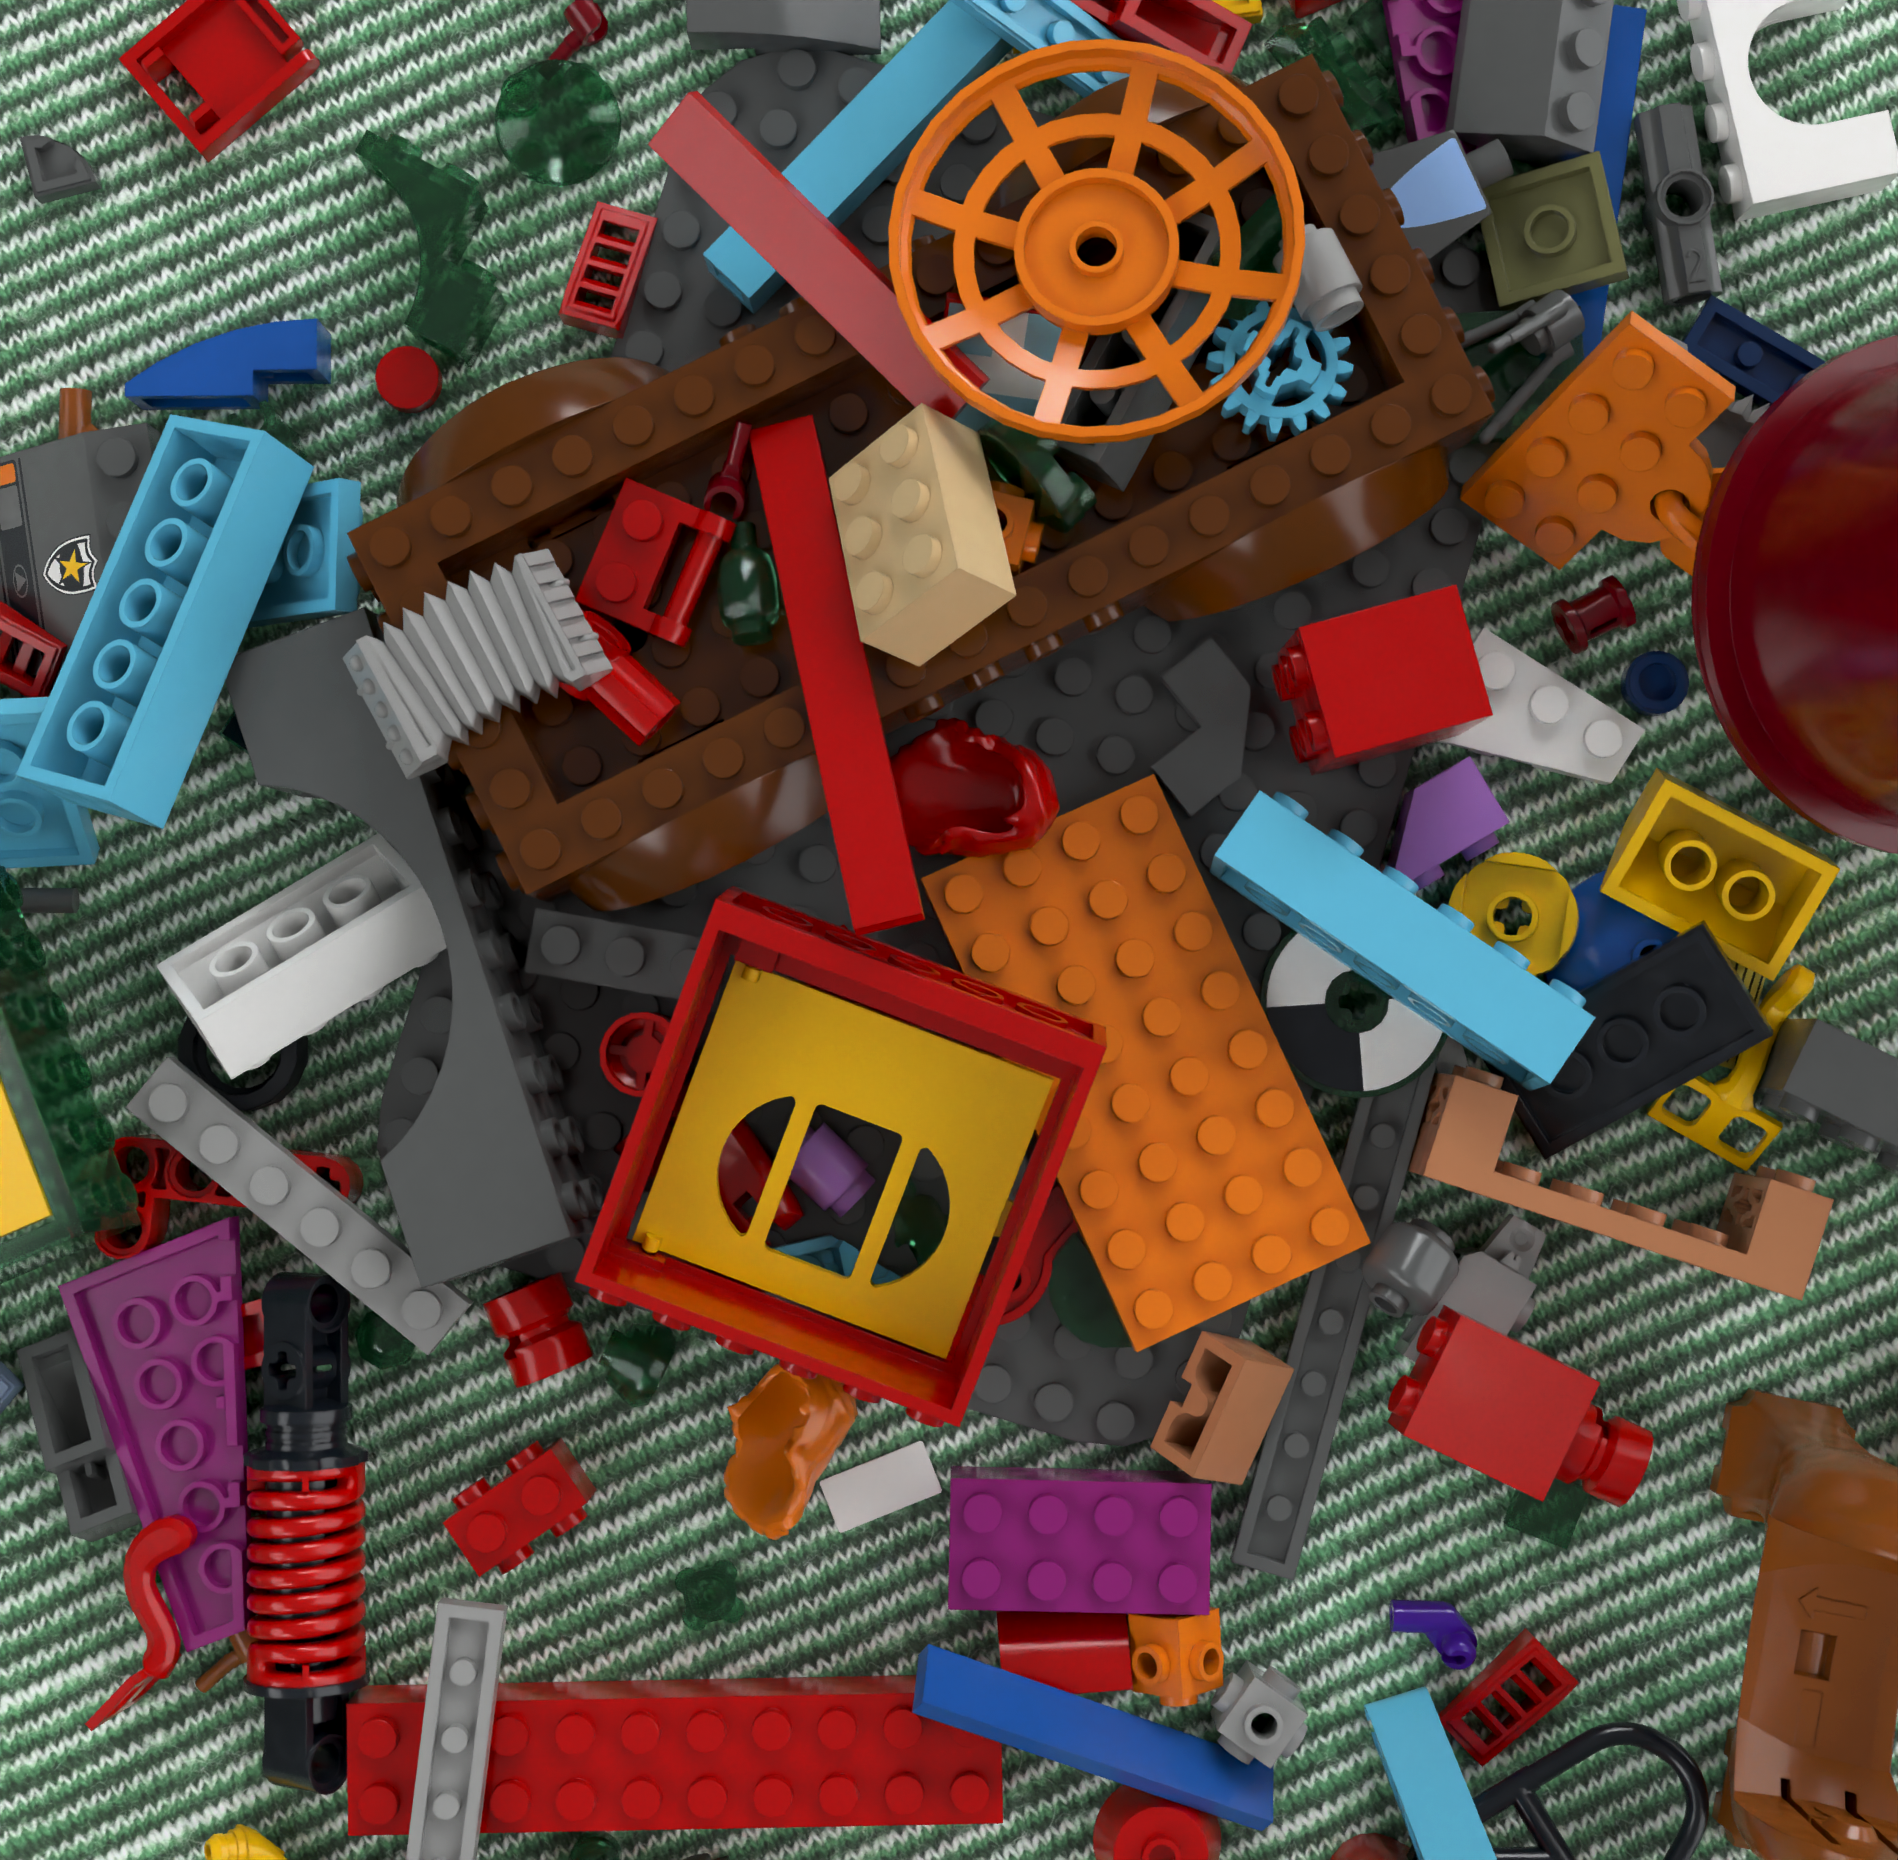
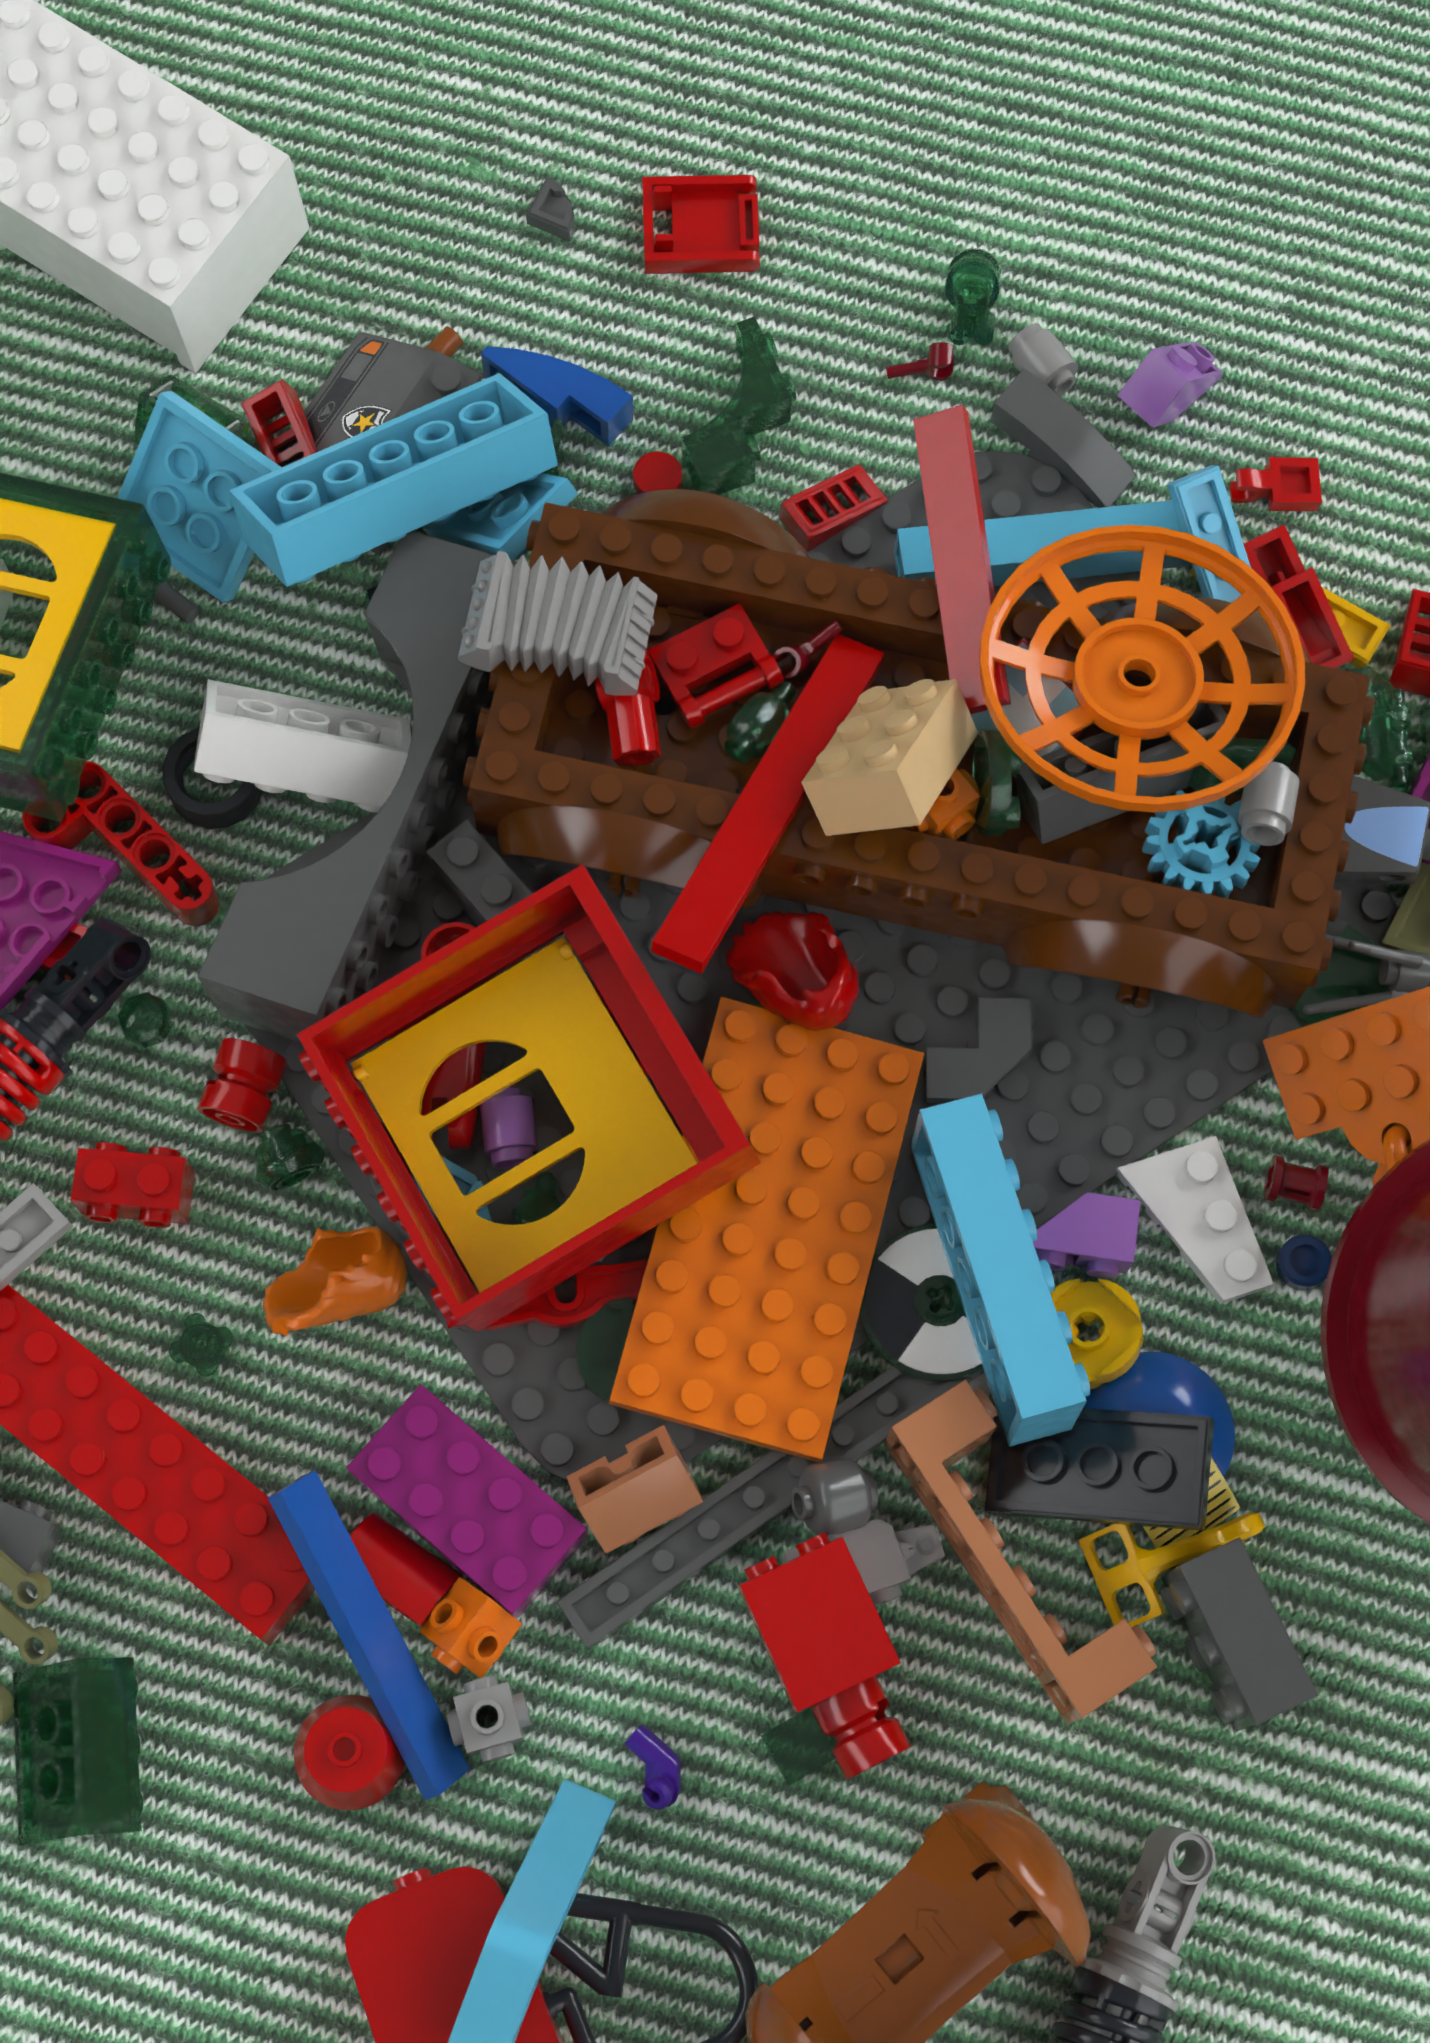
camera: 35 degrees right, 15 degrees down
(296, 1203) = (165, 886): light grey plate -> none
(557, 122) = (873, 402): clear green dish -> none
(880, 1486) = (369, 1370): white sticker -> none
(1381, 681) = (1114, 1093): red container -> none
(1489, 1681) = (711, 1855): red slope -> none
(1704, 860) = (1258, 1413): yellow slope -> none

